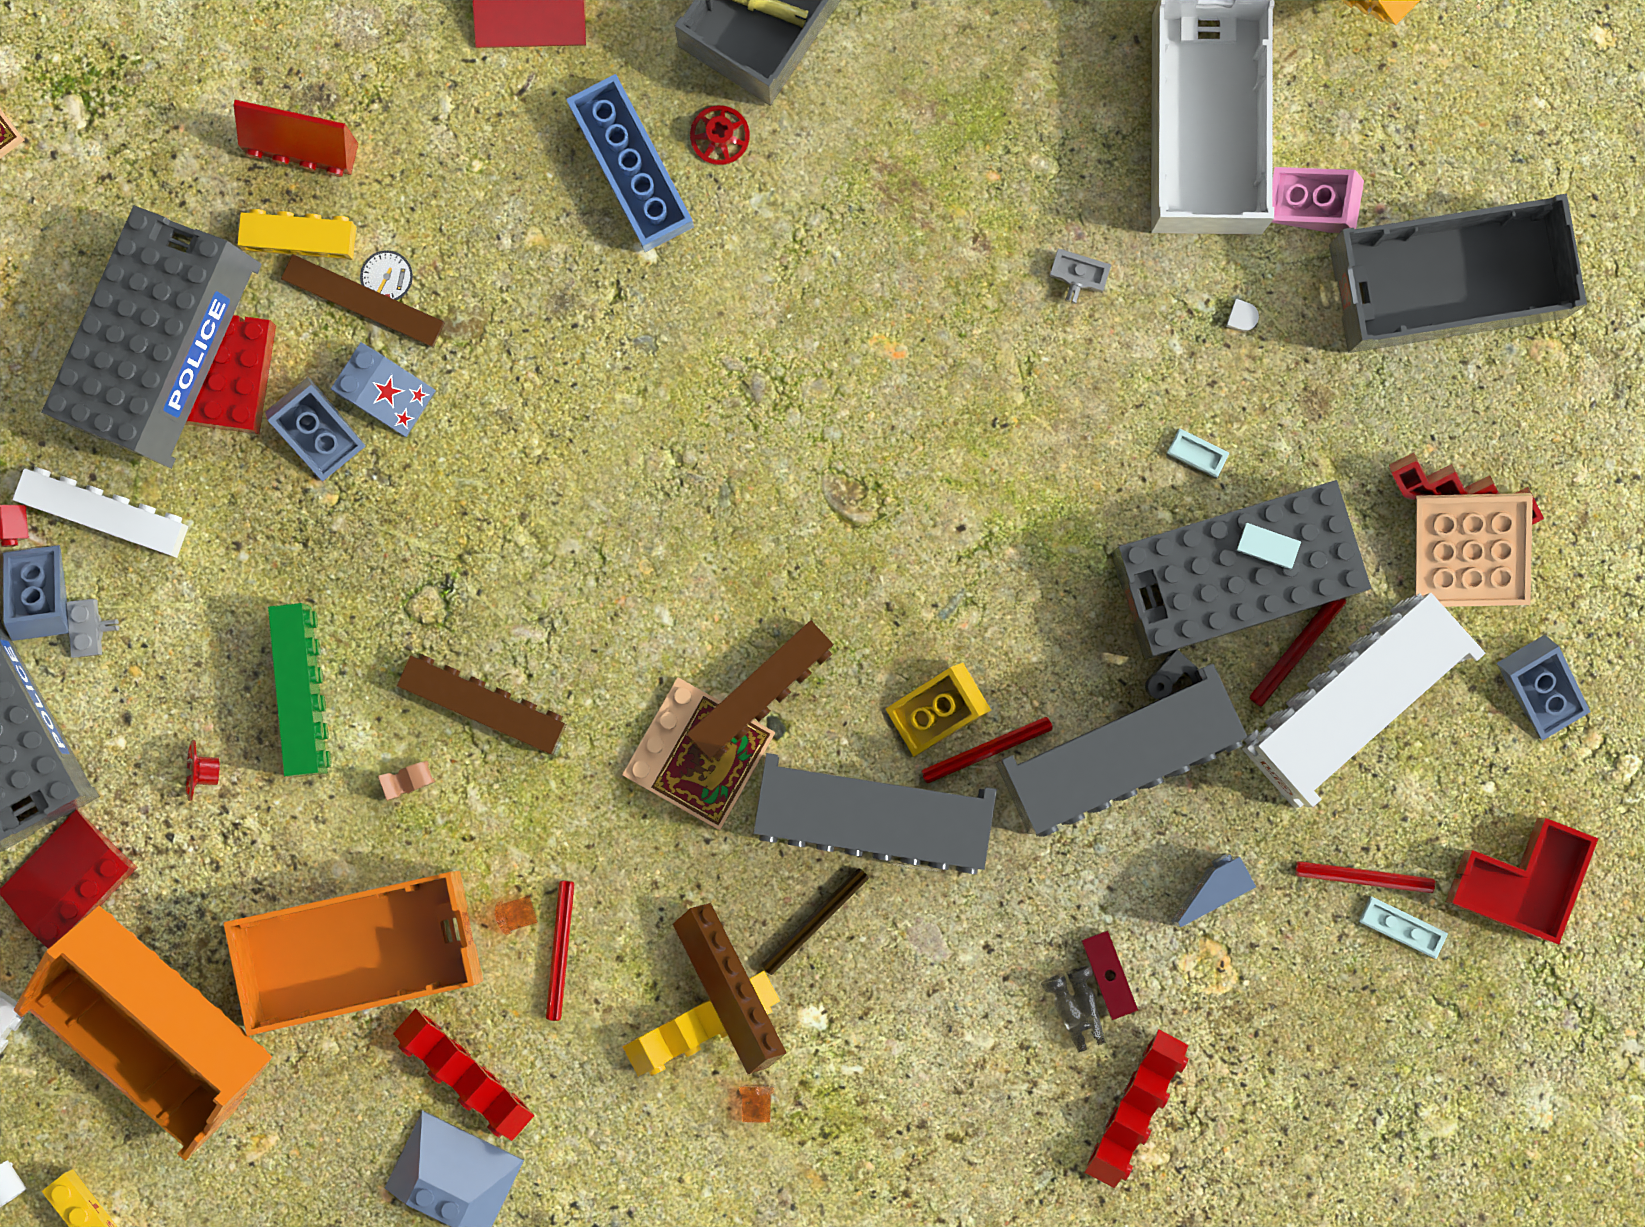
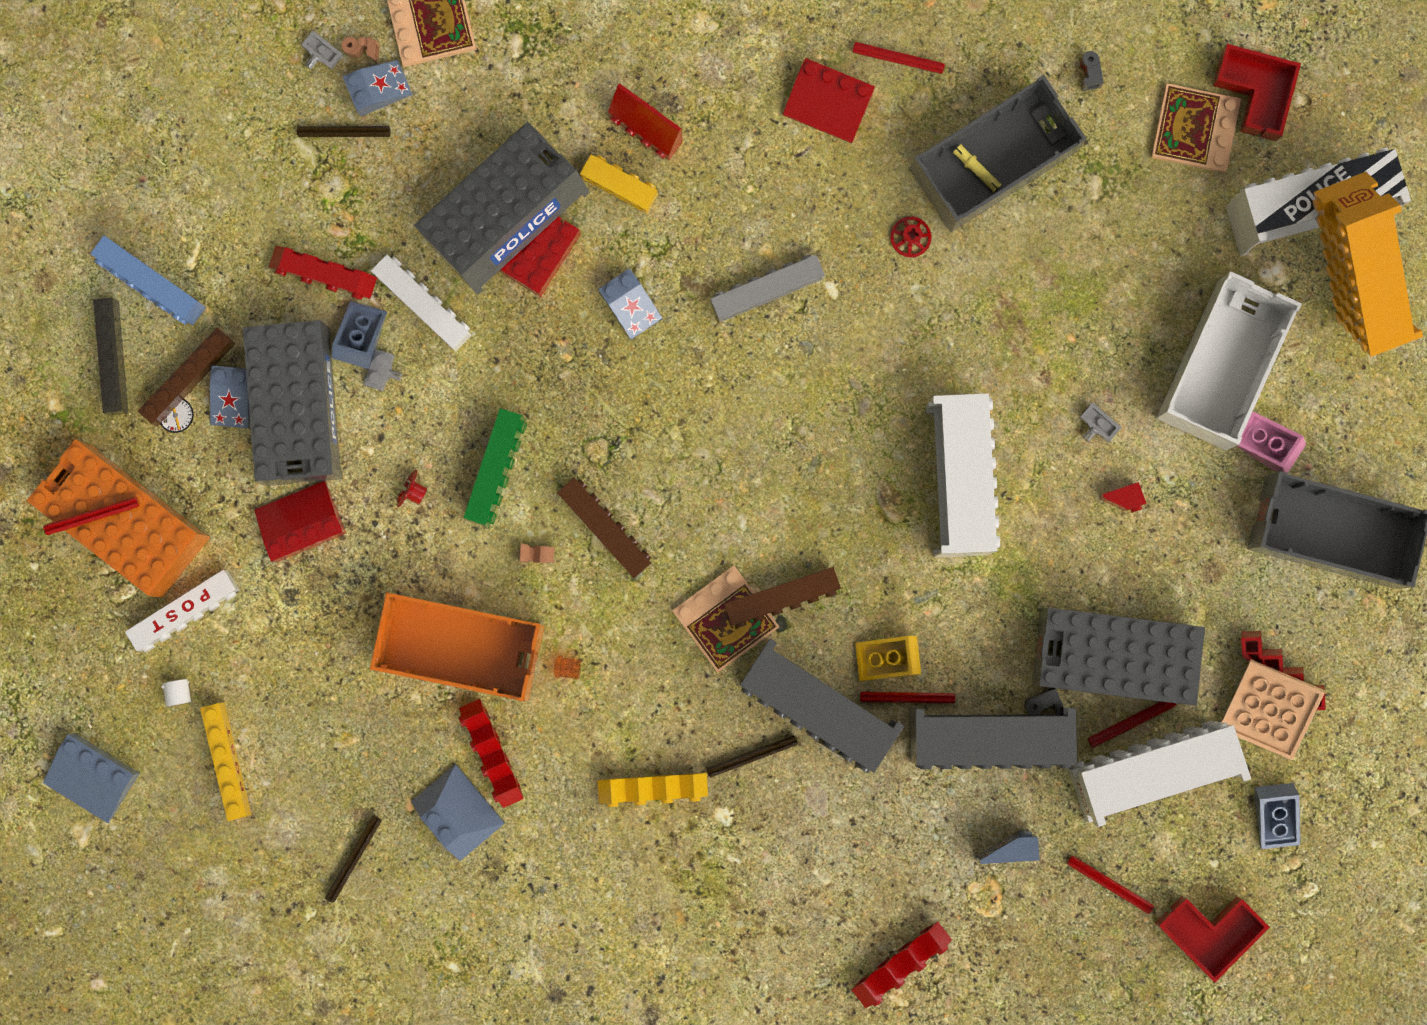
camera: 30 degrees right, 0 degrees up
(144, 1028) = (308, 636): orange piece -> none
(314, 429) = (576, 309): sand blue slope -> none
(363, 300) = (642, 242): reddish brown tile -> none
(387, 274) = (663, 233): clear sticker -> none
(558, 287) = (767, 288): none -> light grey brick
(560, 950) = (585, 703): red axle -> none
(630, 163) = (847, 230): medium blue brick -> none
(729, 988) = (680, 774): reddish brown brick -> none
(756, 1103) = (665, 853): clear orange tile -> none
(931, 419) = (965, 475): none -> white piece
(1078, 1010) = (890, 886): clear smoke piece -> none
(1116, 991) = (921, 885): dark red tile -> none
(1158, 355) = (1126, 498): none -> red slope
(1197, 453) = (1123, 570): light aqua tile -> none
(1242, 316) = (1190, 496): white tile -> none
(1268, 546) = (1143, 649): light aqua tile -> none
(1403, 927) = (1120, 927): light aqua tile -> none

